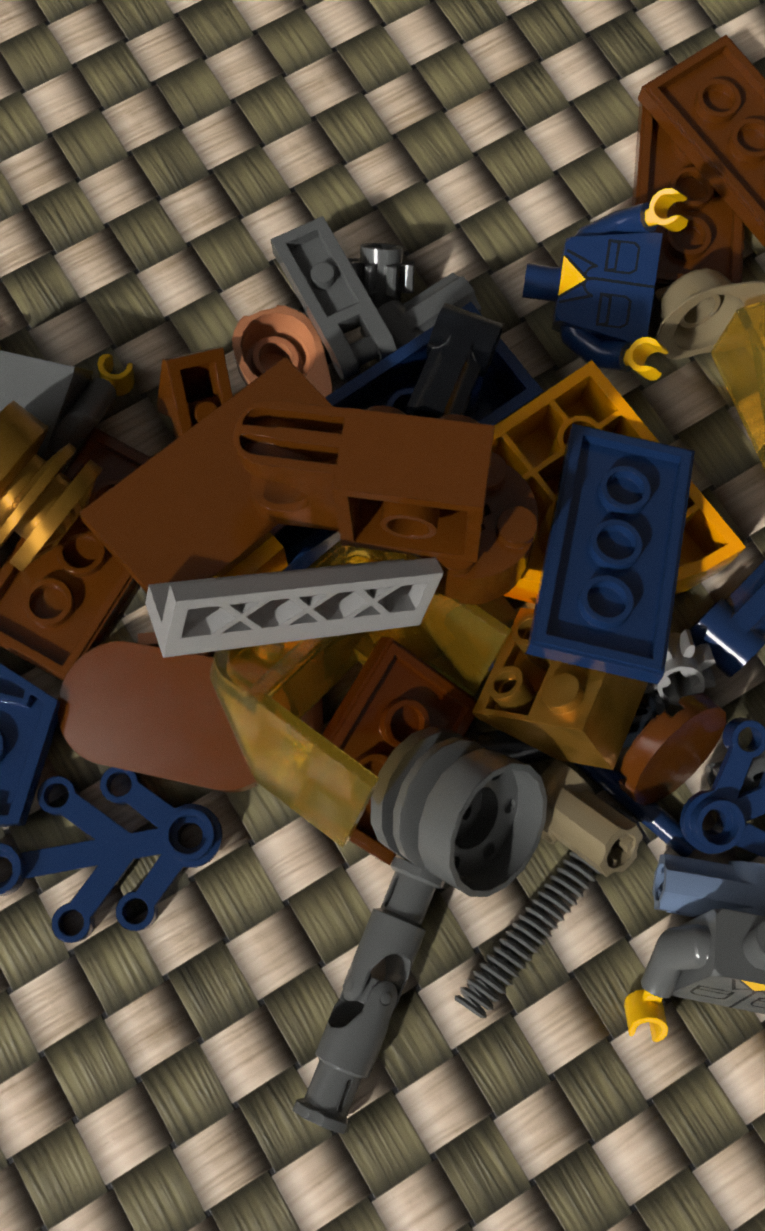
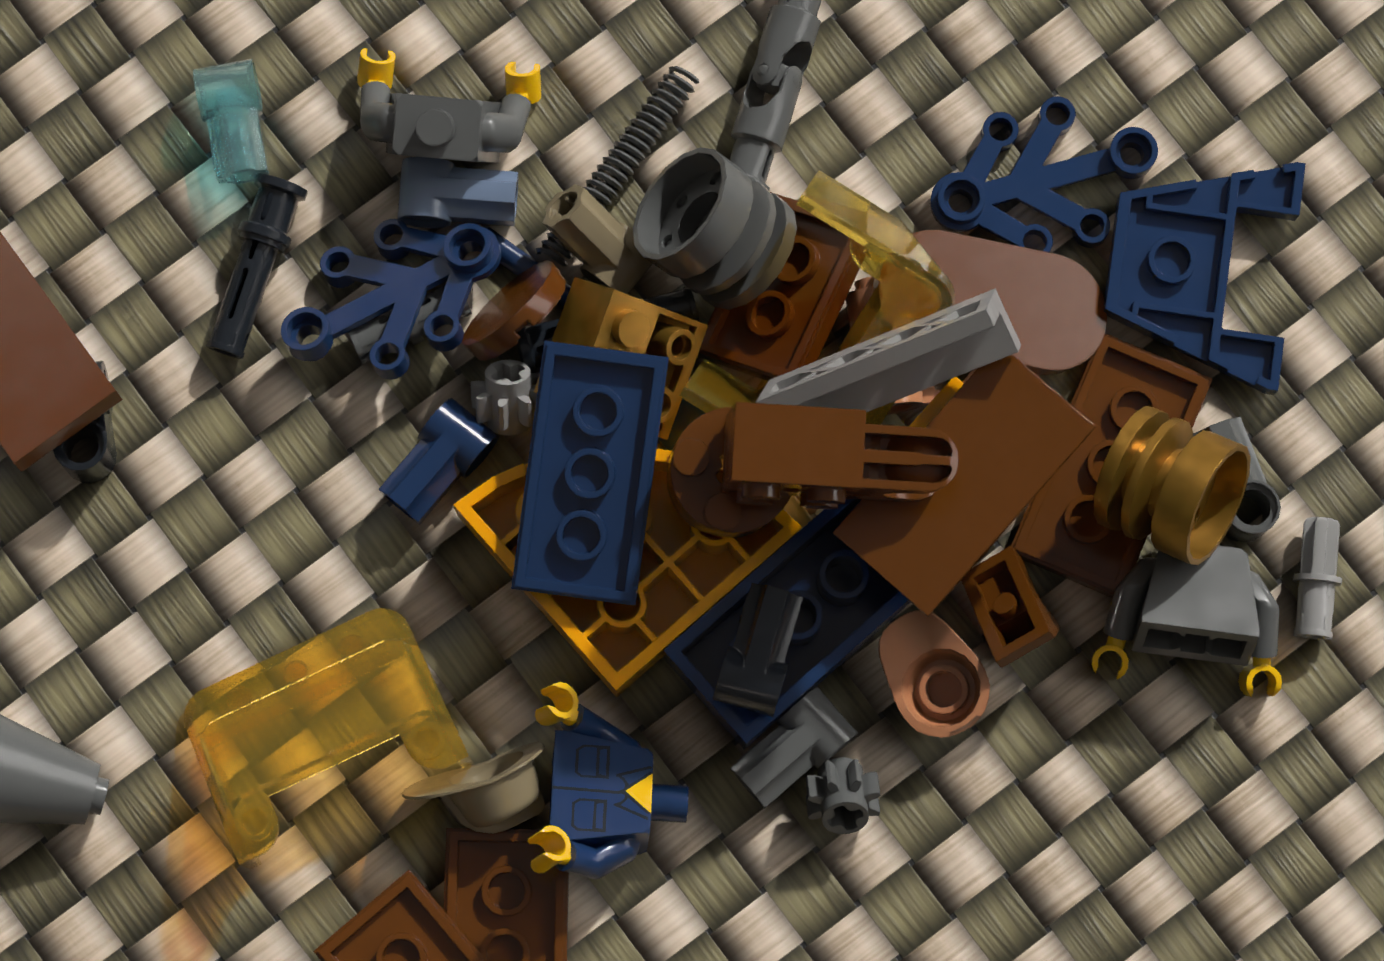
camera: 175 degrees right, 5 degrees up
(332, 296) = (892, 745): dark grey plate -> none

